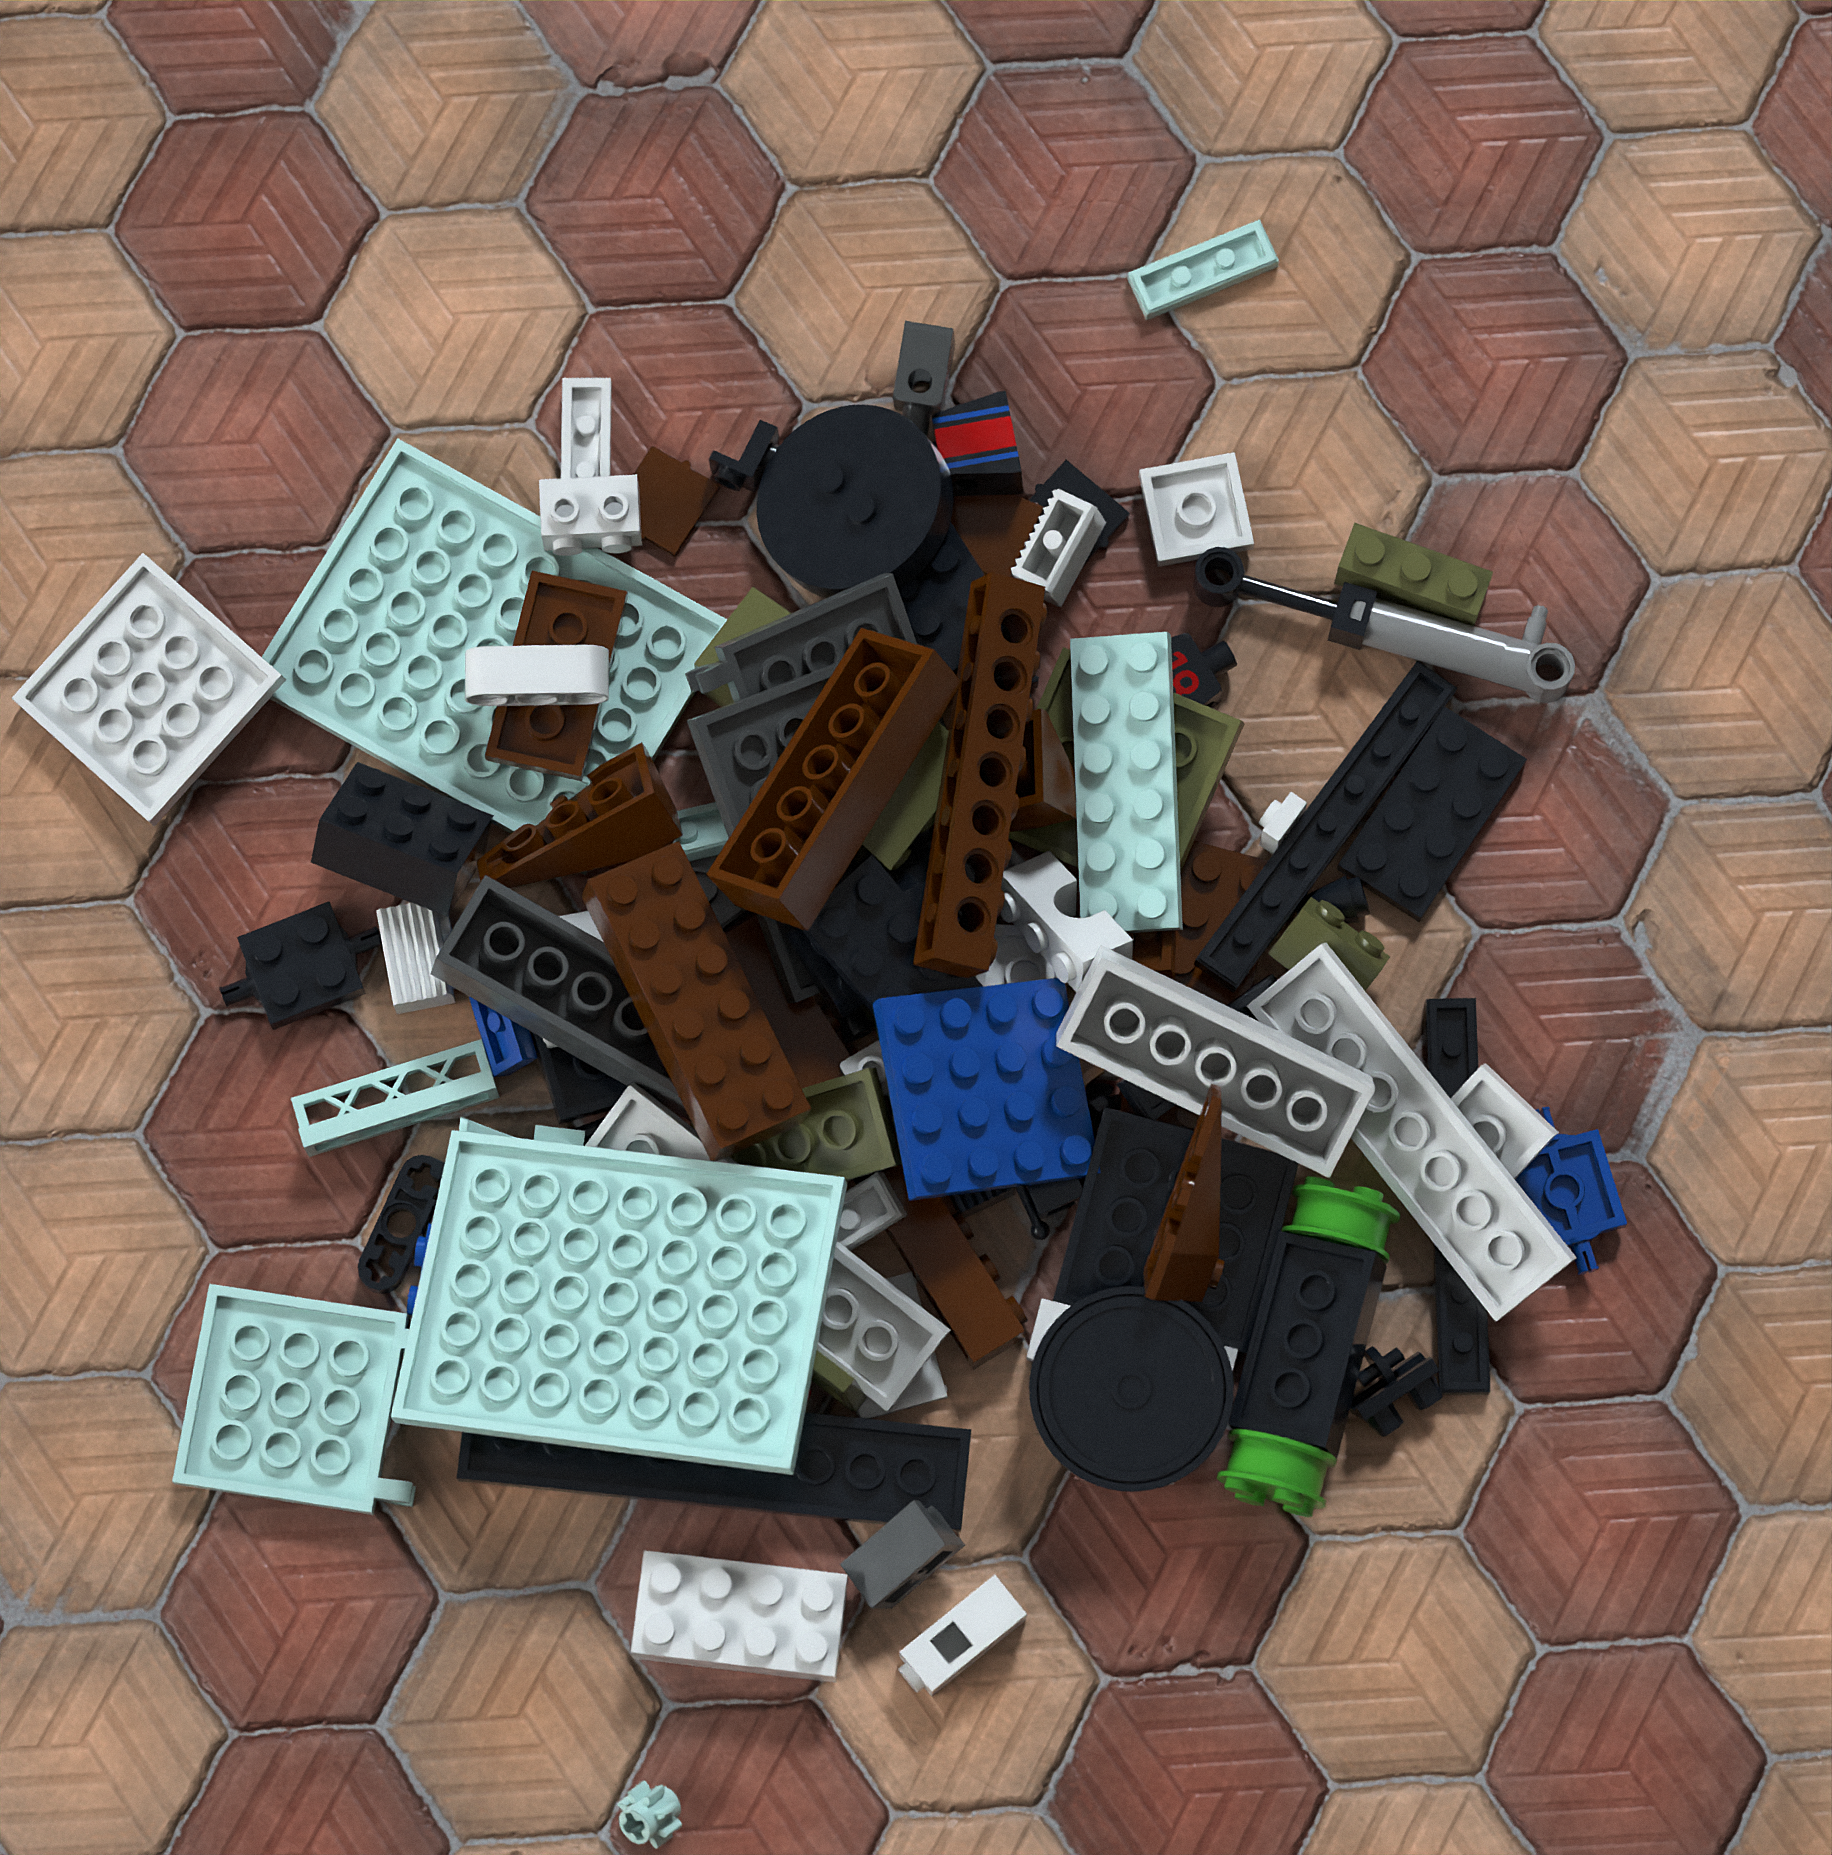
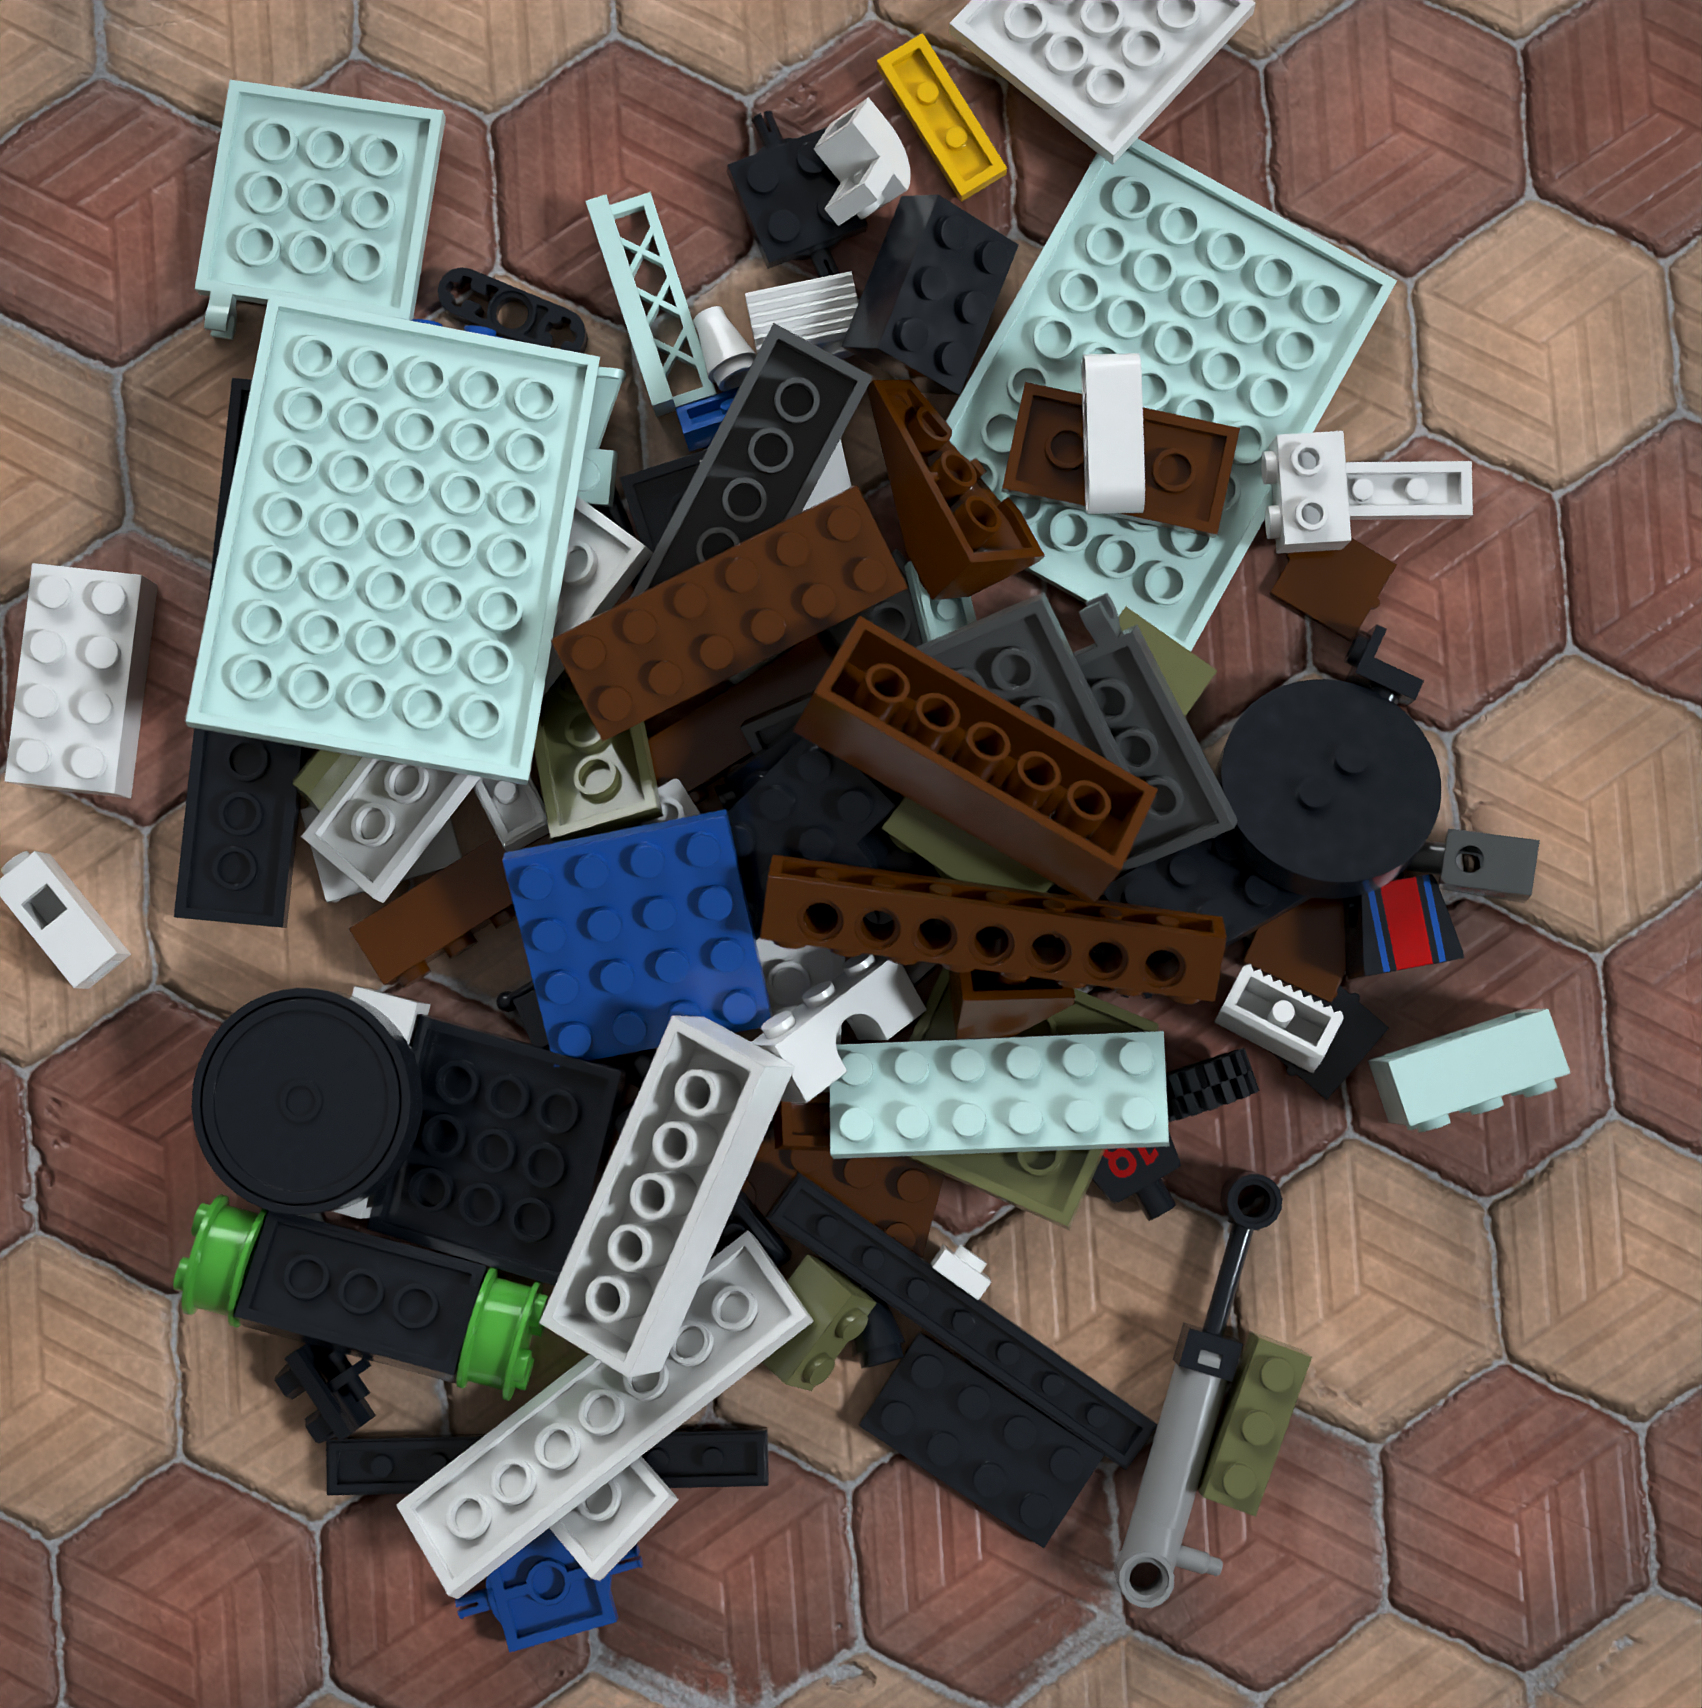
camera: 90 degrees right, 10 degrees up
(231, 834) = (941, 117): none -> yellow plate
(274, 897) = (866, 160): none -> white brick
(441, 1030) = (723, 349): none -> white cone
(901, 1555) = (142, 852): dark grey hinge -> none
(1103, 388) = (1470, 1069): none -> light aqua brick
(1115, 602) = (1209, 1084): none -> black tyre
(1187, 1240) = (472, 1163): reddish brown wedge -> none
(1195, 508) = (1331, 1175): white plate -> none
(1203, 269) = (1619, 1184): light aqua tile -> none

